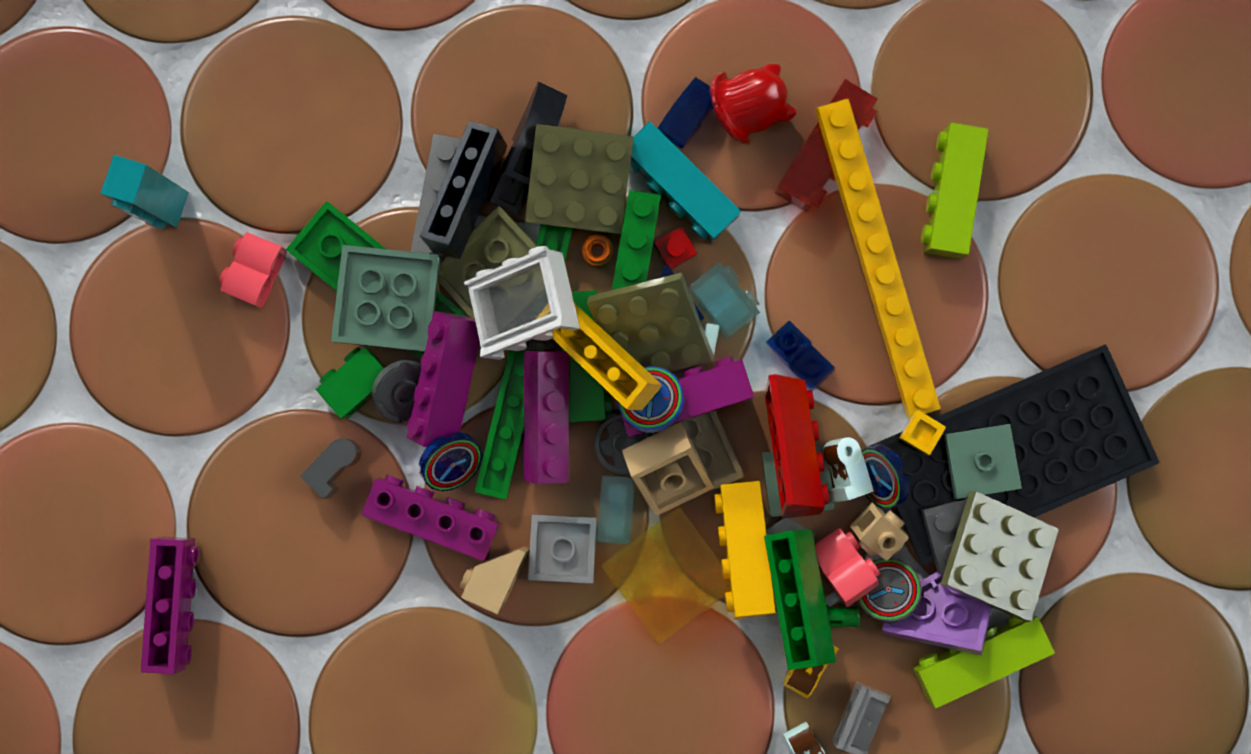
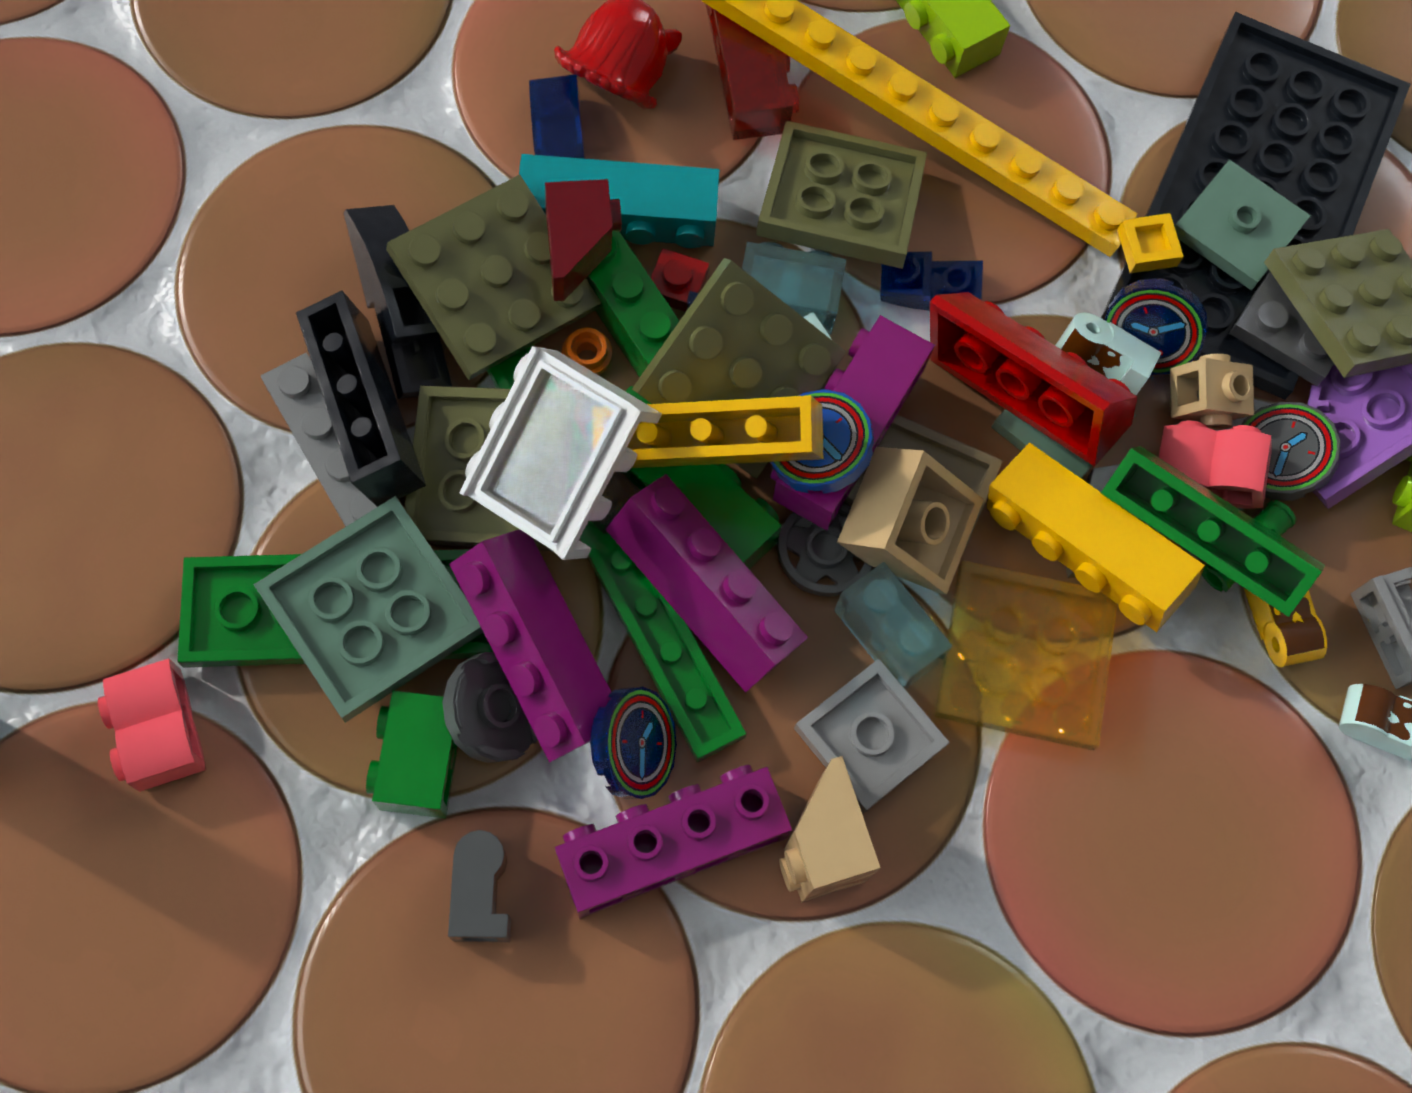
camera: 50 degrees left, 15 degrees down
(630, 194) = (578, 230): none -> dark red slope
(794, 273) = (842, 194): none -> olive plate

